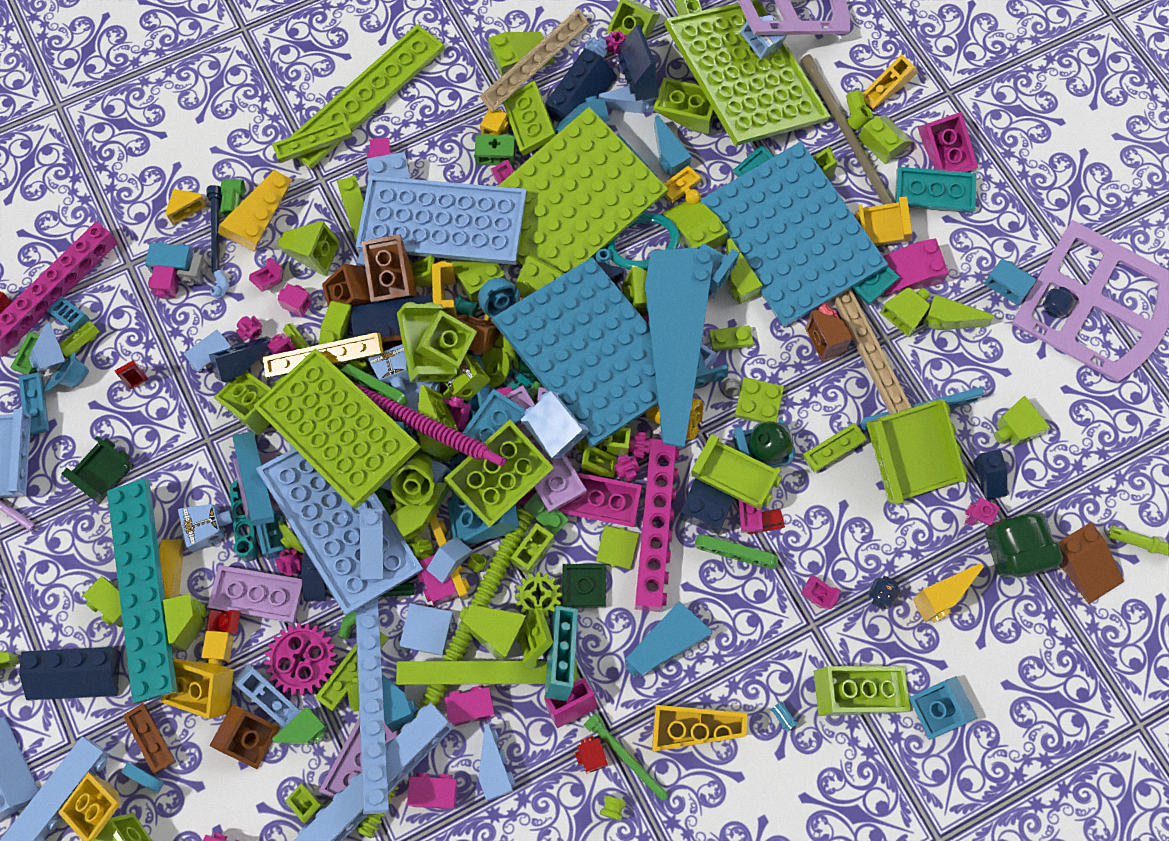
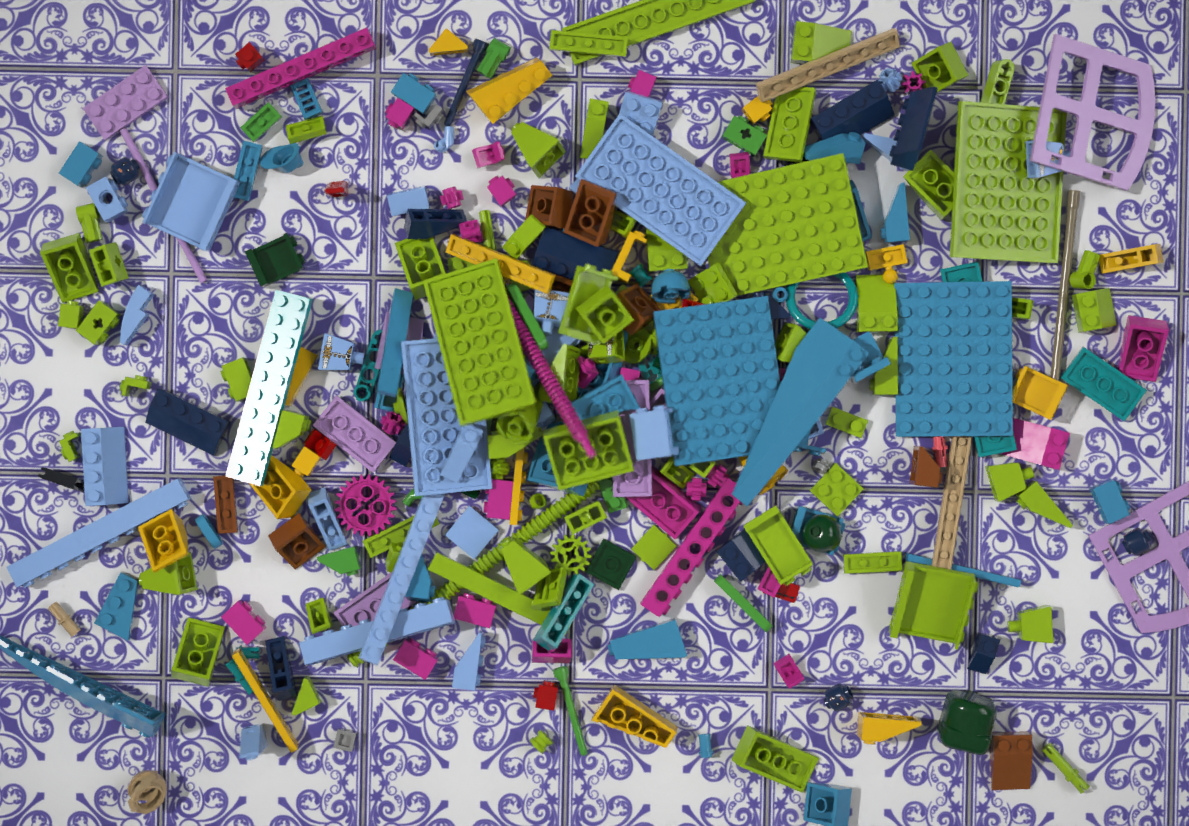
camera: 30 degrees right, 20 degrees up
(46, 351) = (276, 130): light blue slope -> none
(448, 559) = (516, 492): light blue slope -> none
(982, 511) = (953, 679): dark pink bracket -> none

